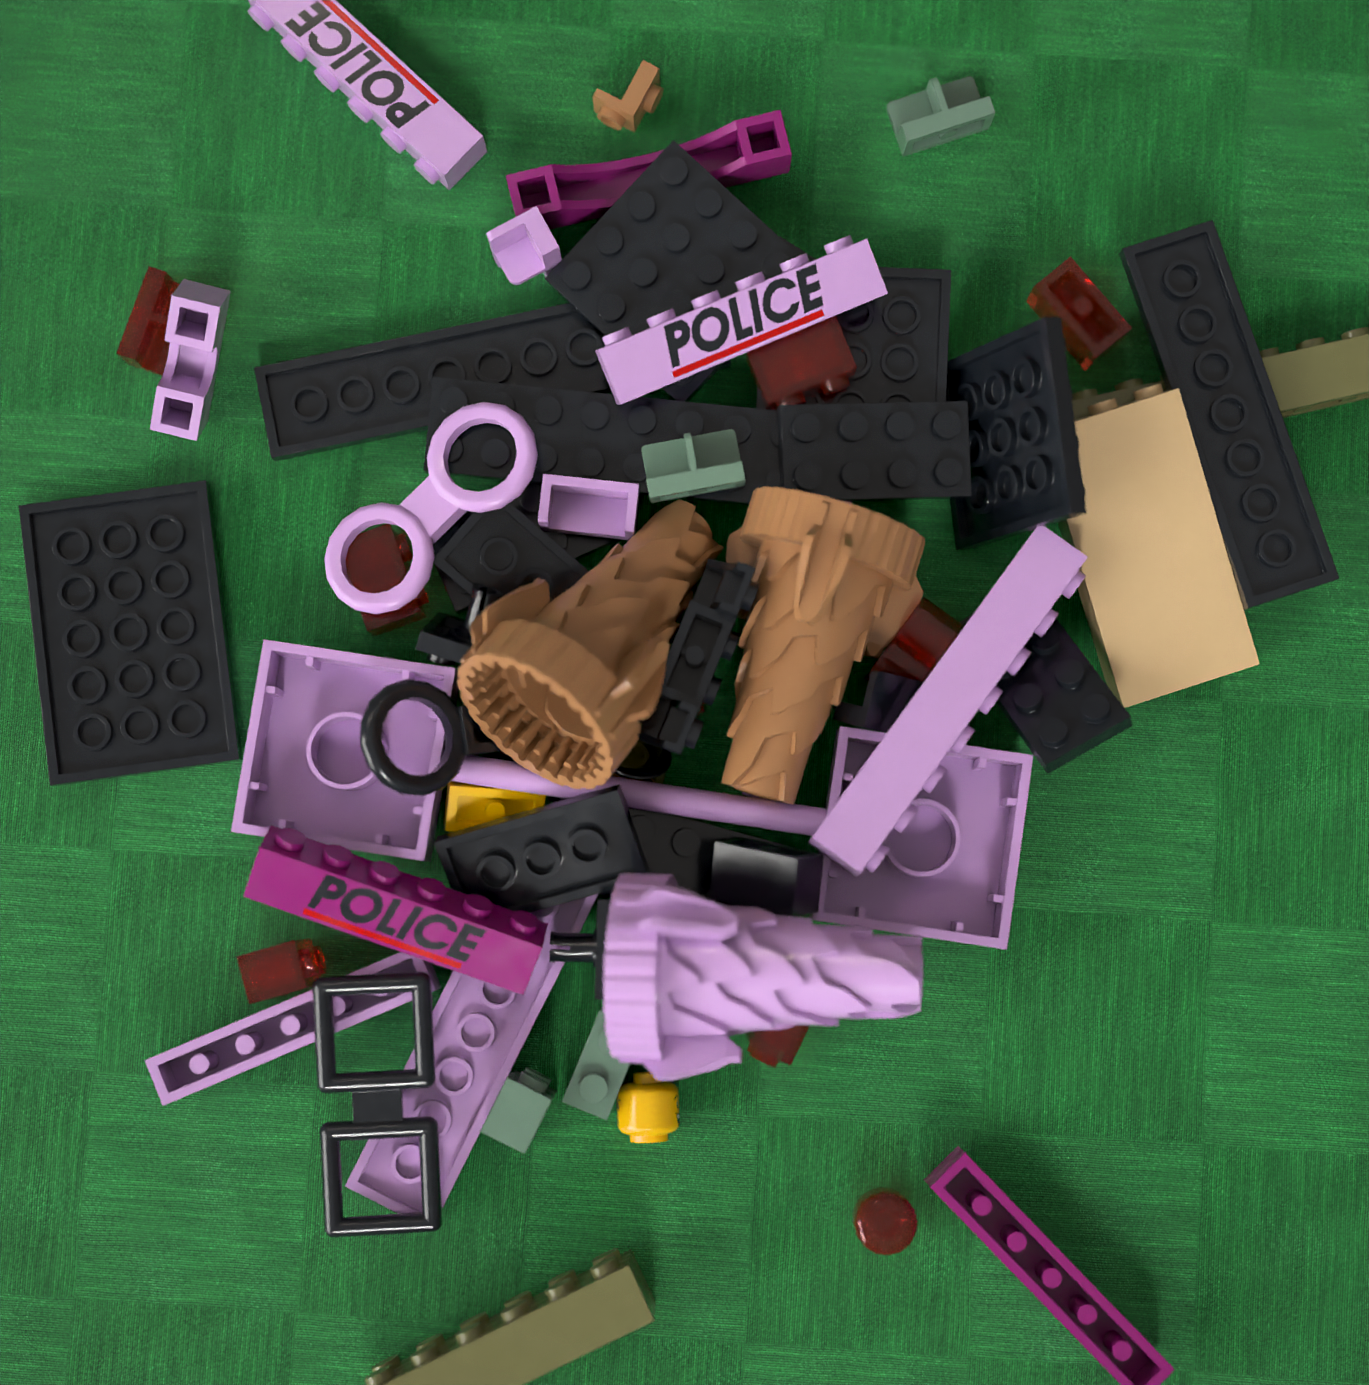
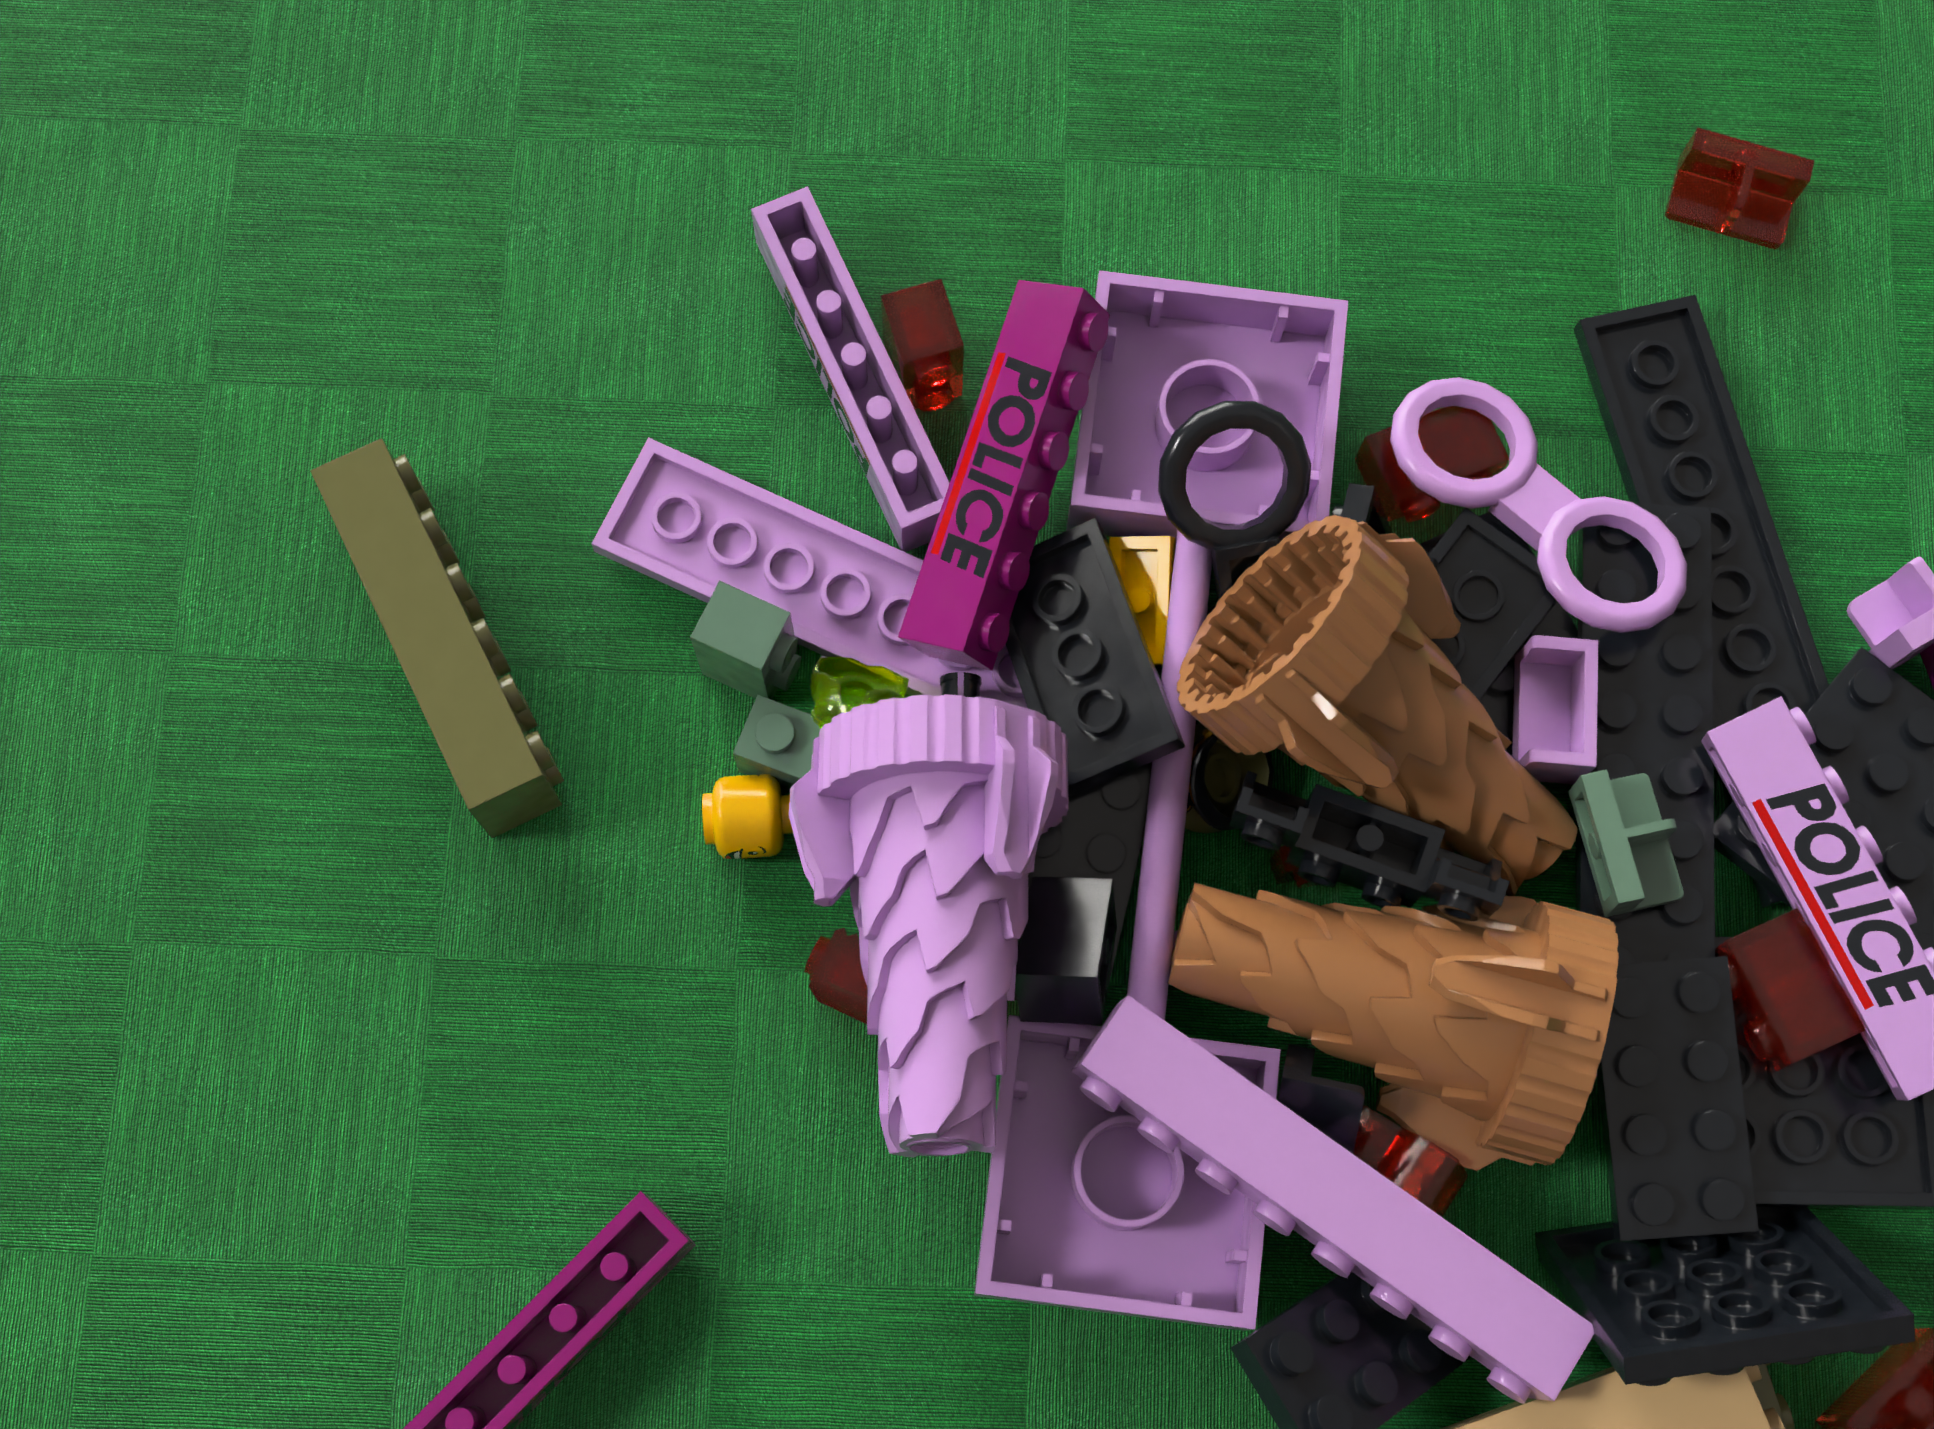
camera: 85 degrees right, 10 degrees down
(130, 633) = (1341, 165): black plate -> none
(195, 340) = (1654, 211): lavender arch -> none
(377, 1104) = (754, 464): black bar -> none
(566, 1028) = (846, 683): none -> clear neon green hair
(884, 1221) = (594, 1136): clear red head -> none

